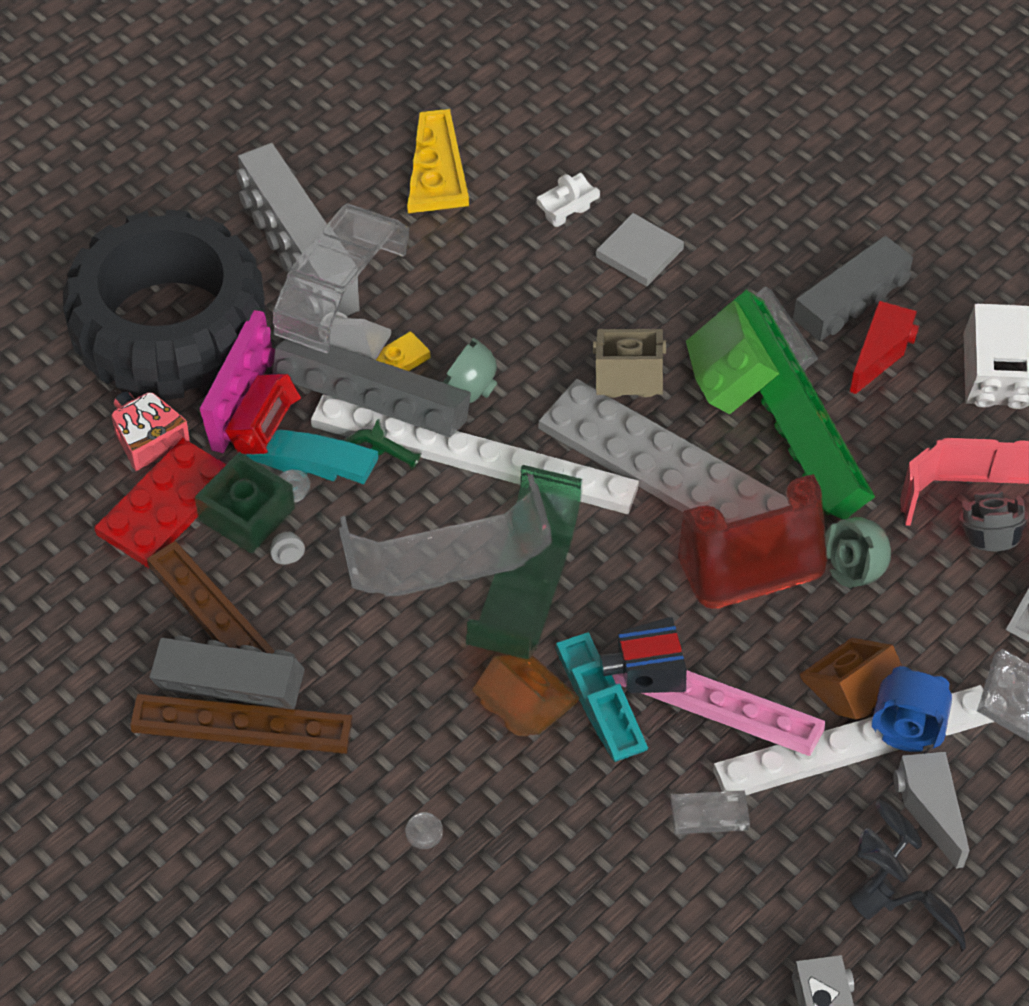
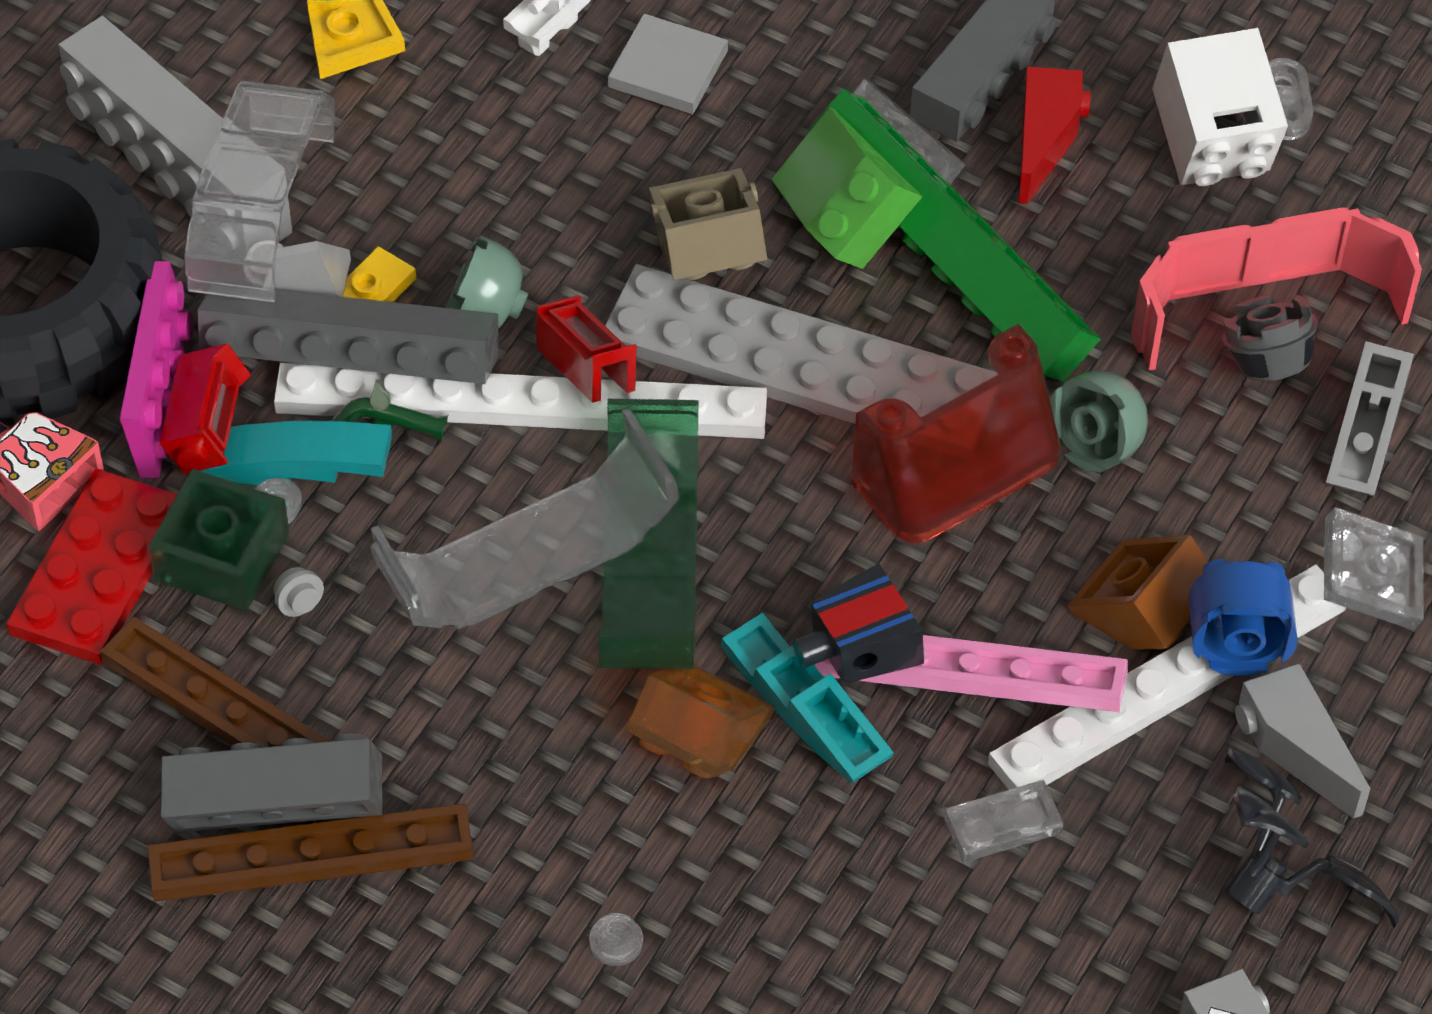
camera: 15 degrees left, 0 degrees up
(521, 423) = (583, 346): none -> red window

